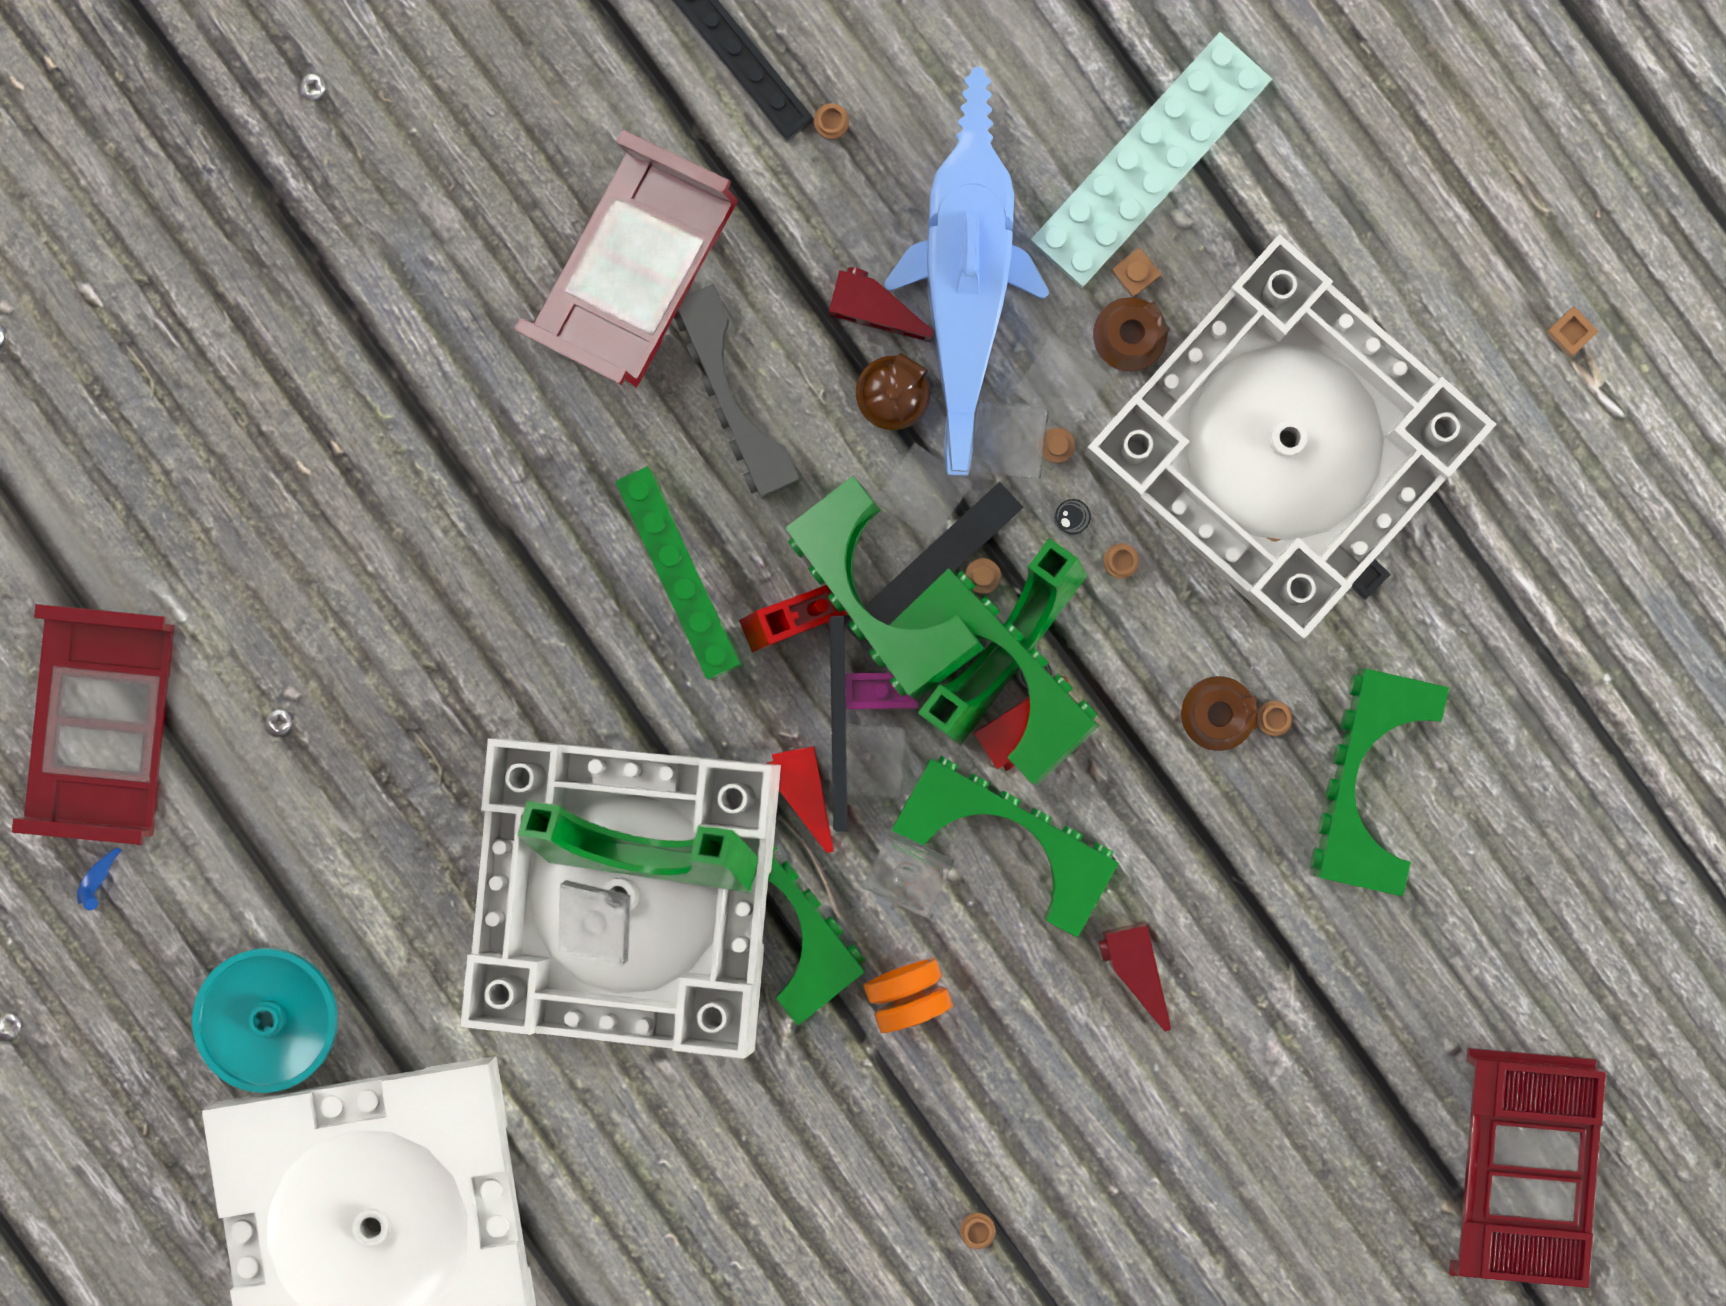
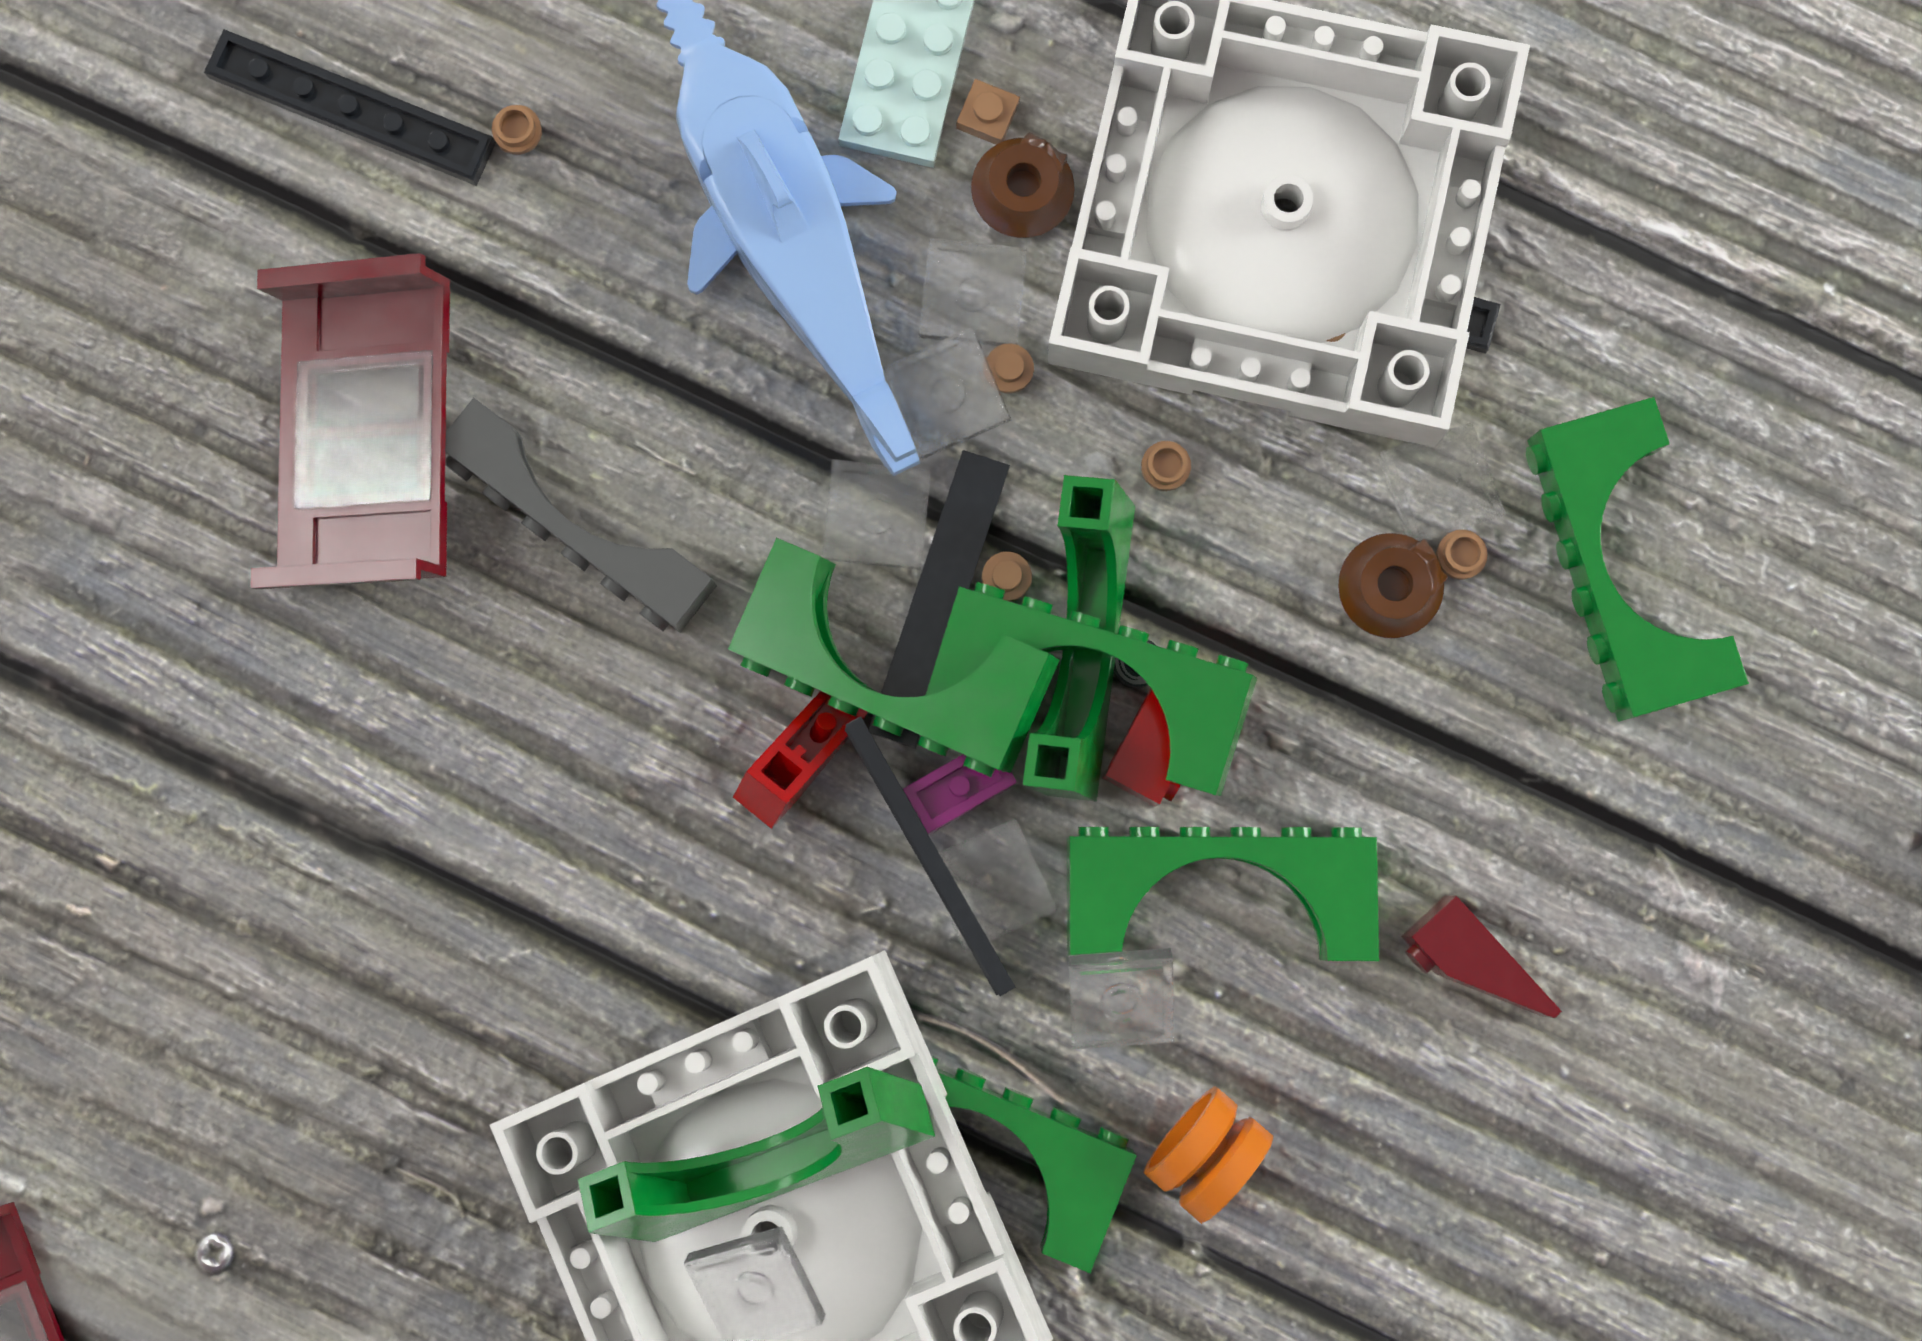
camera: 30 degrees left, 5 degrees down
(678, 573) = (622, 778): green arch -> none
(803, 790) = (932, 968): red slope -> none
(871, 305) = (685, 321): dark red slope -> none
(893, 392) = (771, 411): reddish brown piece -> none
(1072, 516) = (1076, 445): black tile -> none

